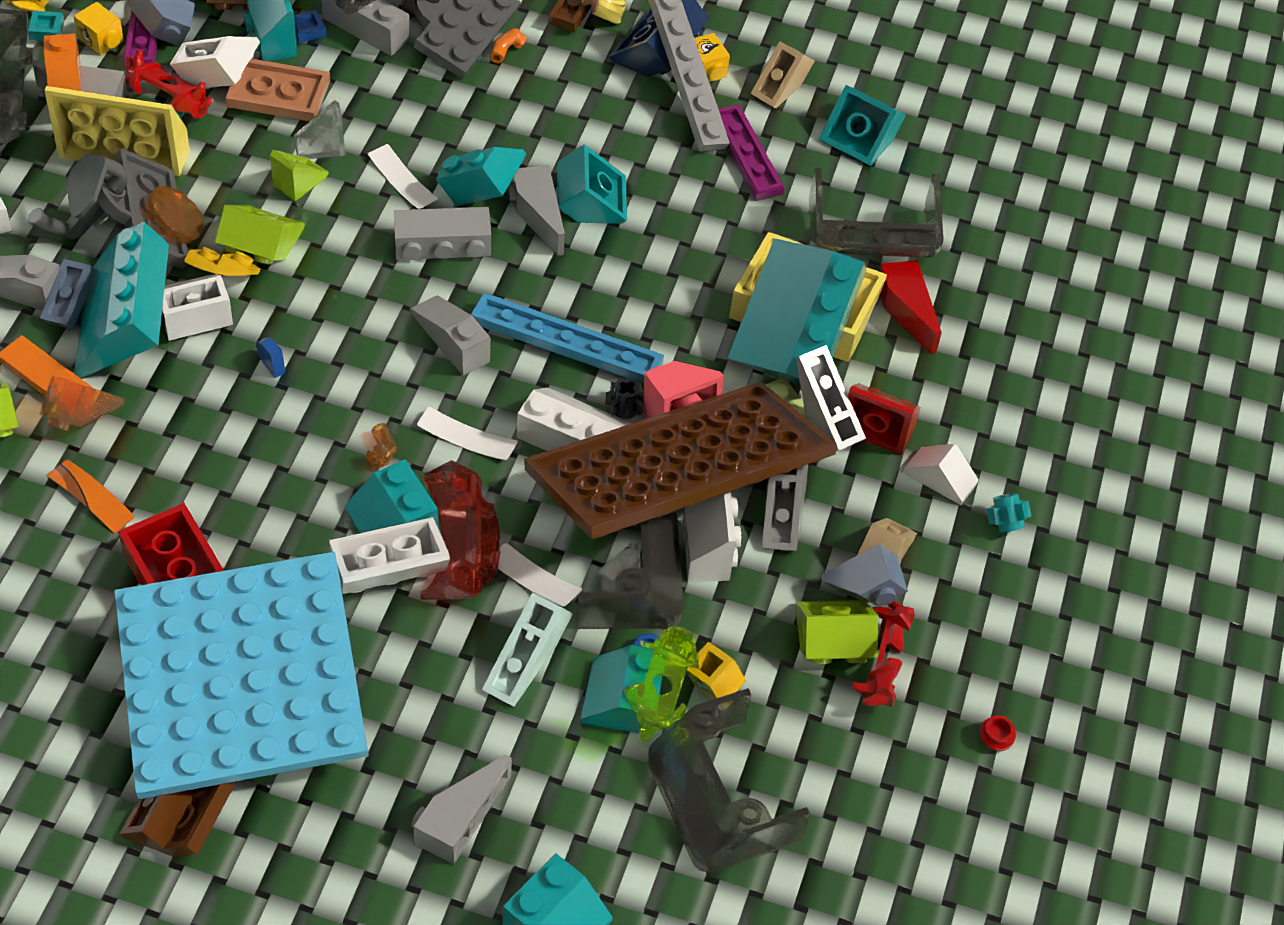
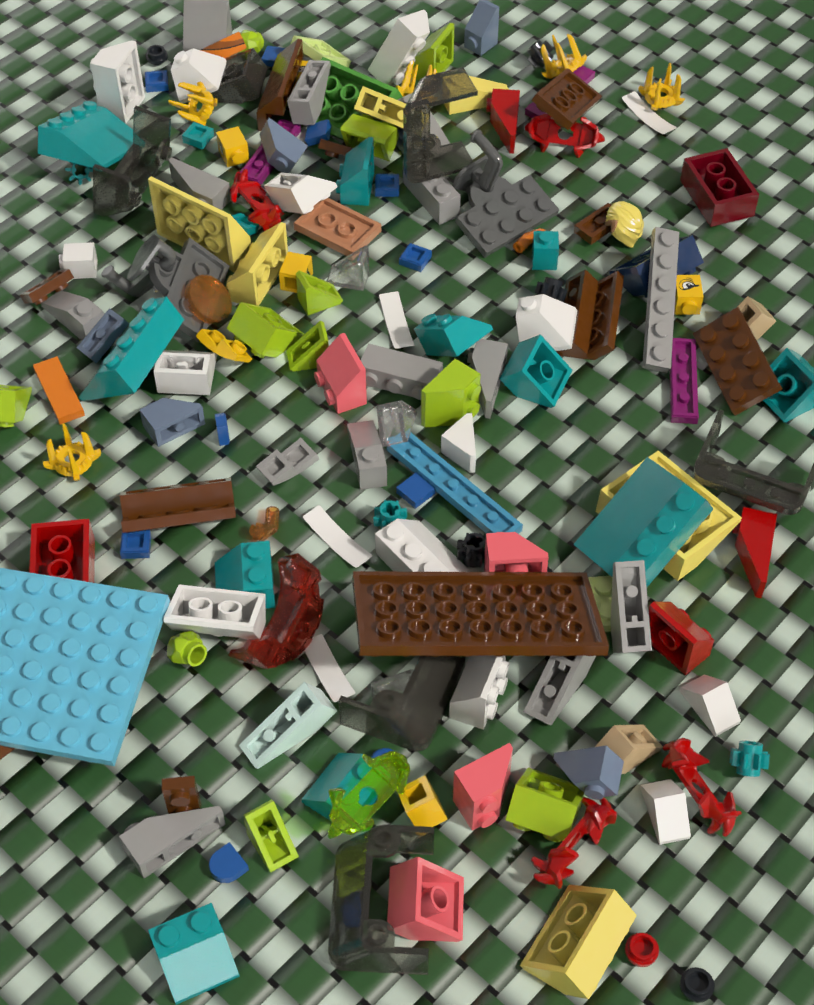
camera: 30 degrees right, 0 degrees up
(62, 61) = (183, 165): orange slope -> none
(75, 403) = (59, 411): clear orange slope -> none
(92, 495) = (42, 491): orange sticker -> none
(123, 437) = (74, 468): none -> yellow piece
(204, 365) = (171, 419): none -> sand blue slope
(212, 159) = (259, 267): none -> light yellow slope
(240, 517) = (135, 544): none -> blue tile
(257, 151) = (292, 264): none -> yellow brick
(266, 458) = (177, 505): none -> reddish brown slope
(326, 237) = (308, 348): none -> lime slope
(368, 371) = (285, 465): none -> light grey slope
(370, 608) = (186, 649): none -> lime rock
(382, 254) = (342, 376): none -> coral slope
(385, 100) = (415, 257): none -> blue tile
(459, 758) = (181, 794): none -> reddish brown plate
(471, 288) = (395, 422): none -> clear slope
(515, 391) = (388, 513): none -> teal gear
(520, 240) = (450, 395): none -> lime slope
(526, 356) = (415, 490): none -> blue tile
(531, 51) = (545, 250): none -> teal brick
(539, 814) = (227, 864): none -> blue tile
(553, 291) = (459, 443): none -> white slope
(561, 95) = (551, 288): none -> black gear
(572, 767) = (270, 836): none -> lime slope
(576, 123) = (546, 317): none -> white slope
(615, 110) = (596, 314): none -> reddish brown slope
(766, 768) = (425, 901): none -> coral slope
(770, 635) = (482, 786): none -> coral slope
(796, 114) = (737, 361): none -> reddish brown plate
(935, 746) = (579, 940): none -> light yellow slope
(954, 591) = (667, 810): none -> white slope
(1004, 571) = (685, 762): none -> red piece
(1065, 745) = (697, 985): none -> black plate

